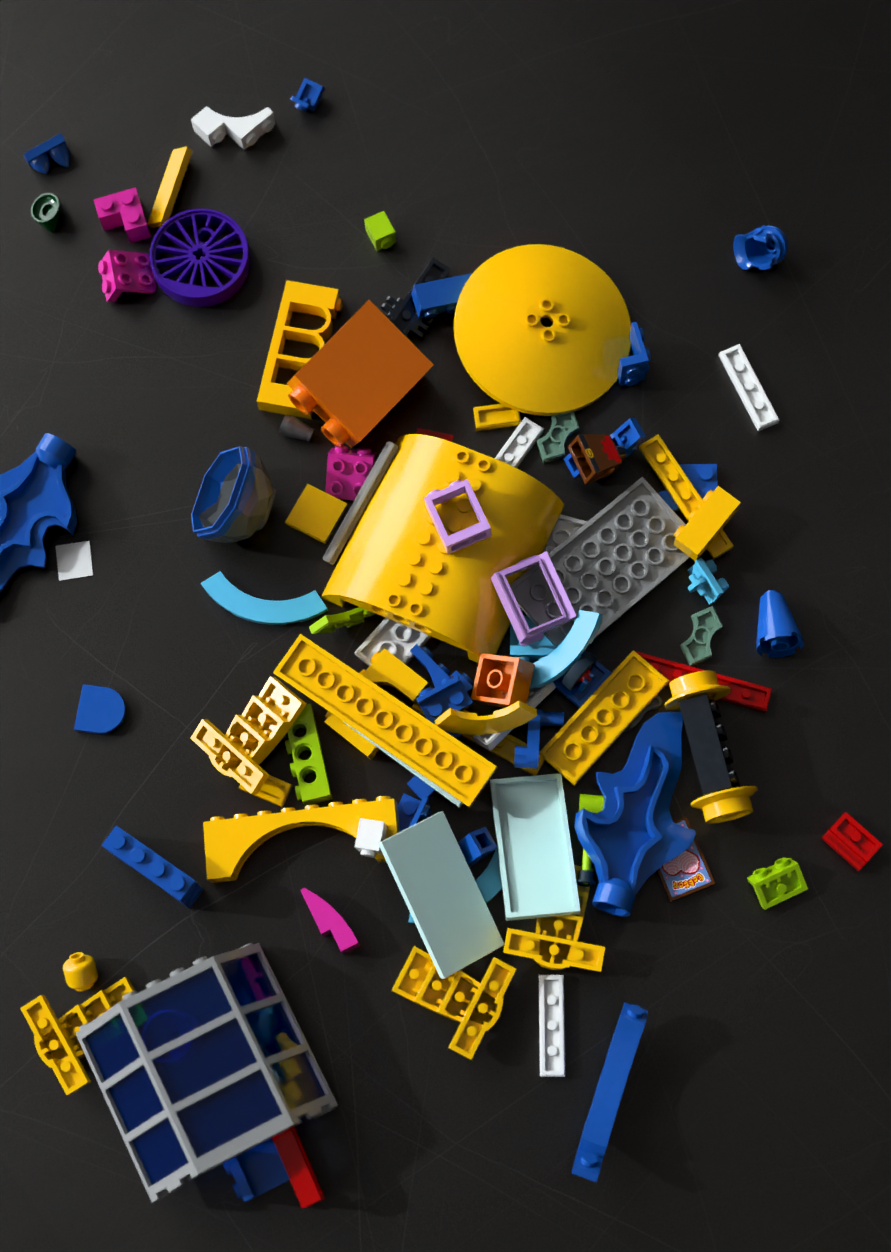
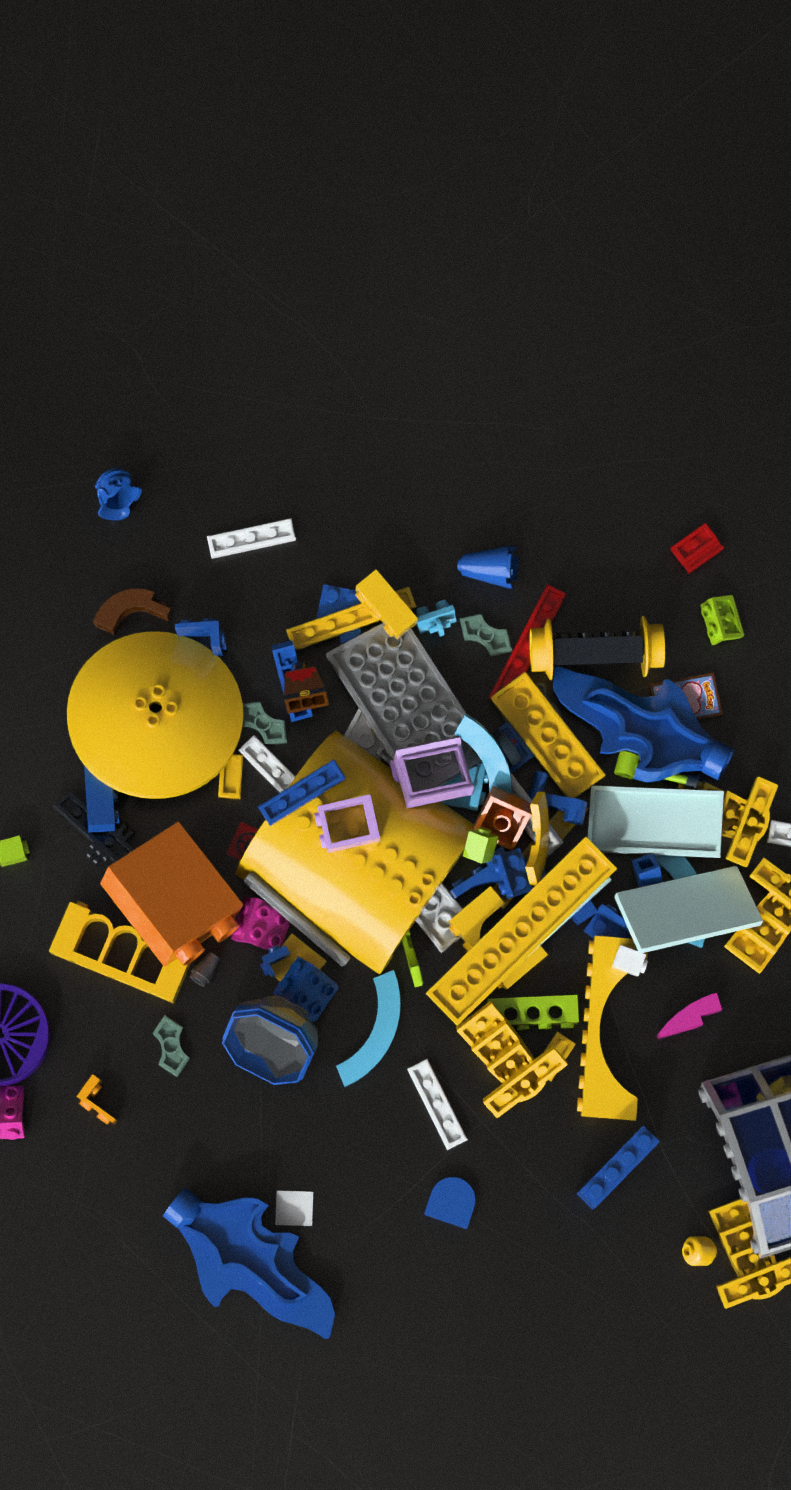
camera: 85 degrees left, 5 degrees up
(155, 345) = (90, 1089): none -> light orange bracket
(197, 678) = (437, 1104): none -> white tile
(207, 417) = (173, 1057): none -> sand green tile
(291, 526) = (307, 988): none -> blue bracket
(319, 488) = (275, 955): none -> blue bracket
(466, 660) = (480, 845): none -> lime brick
(482, 467) = (302, 792): none -> blue tile
(648, 278) = (126, 602): none -> reddish brown arch

